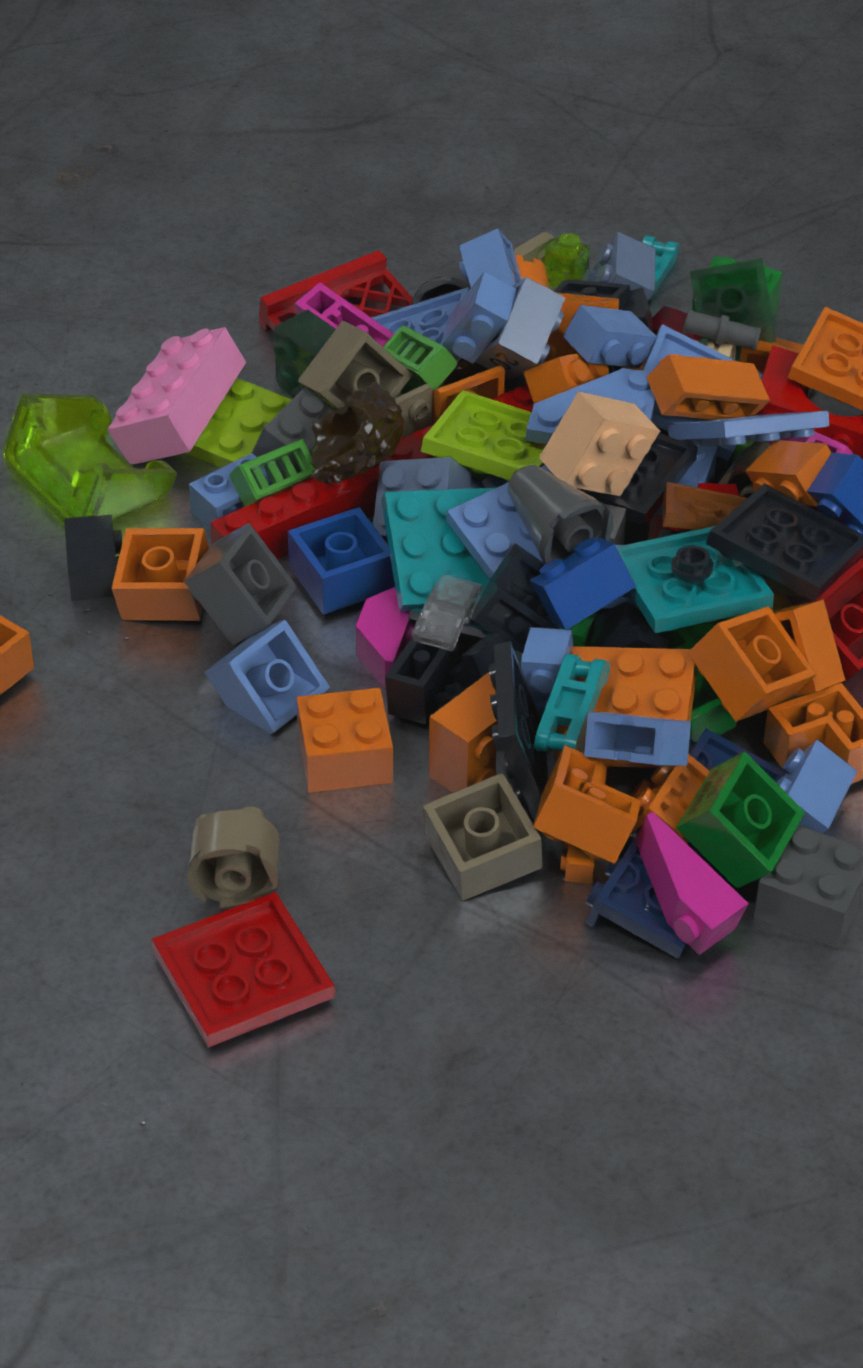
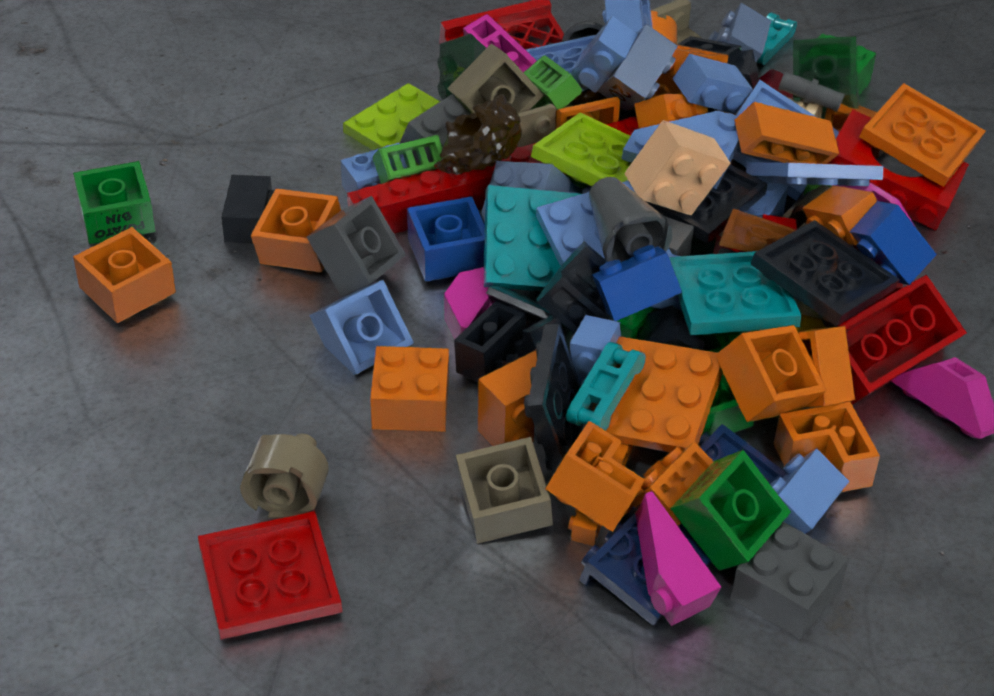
camera: 10 degrees right, 0 degrees up
(65, 461) = (254, 129): clear neon green windscreen -> none
(177, 396) = (351, 89): bright pink brick -> none
(446, 612) = (517, 292): clear slope -> none
(568, 256) = (697, 19): clear neon green brick -> none
(637, 738) = (652, 424): medium blue brick -> none
(692, 564) = (734, 279): black plate -> none

